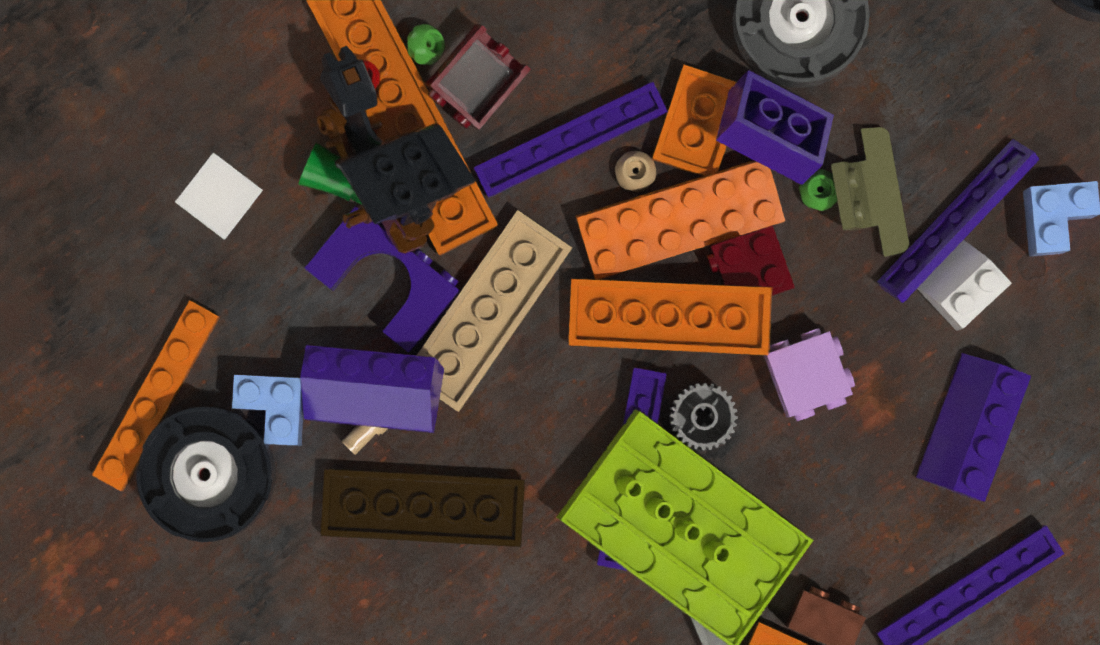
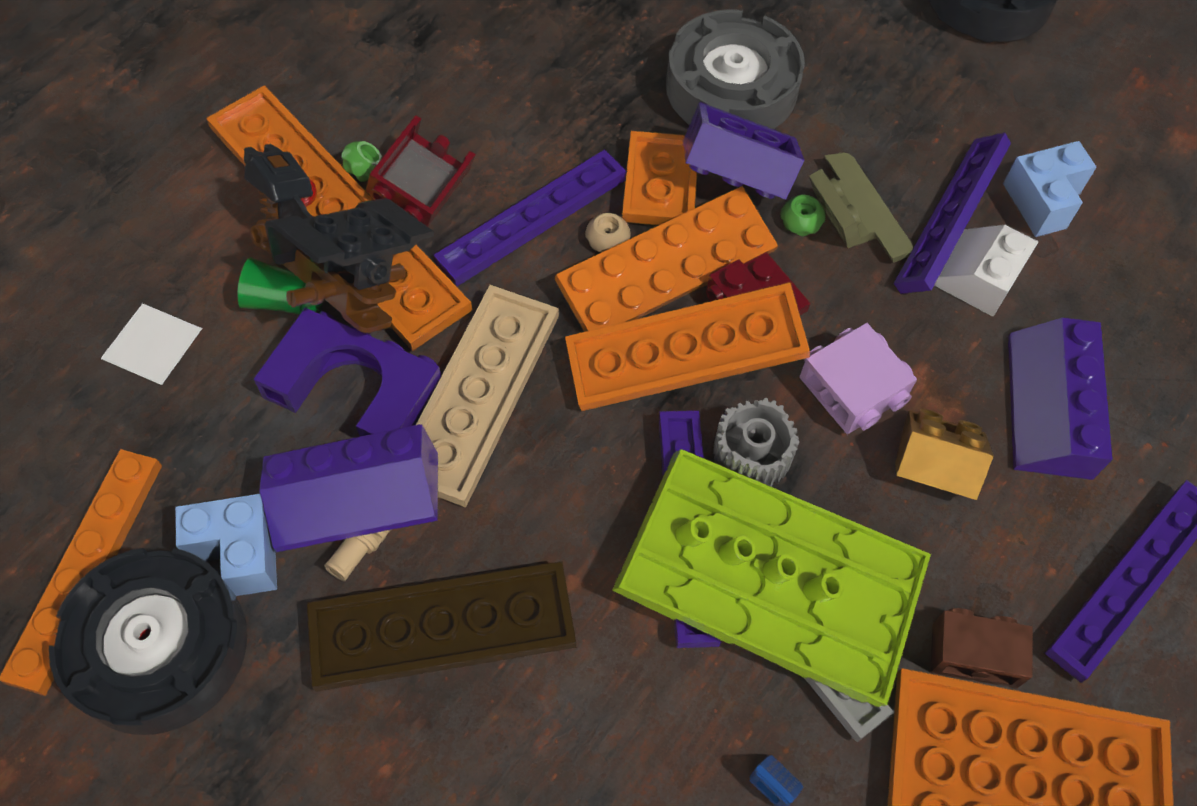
camera: 15 degrees left, 25 degrees down
(857, 455) = (944, 453): none -> pearl gold slope

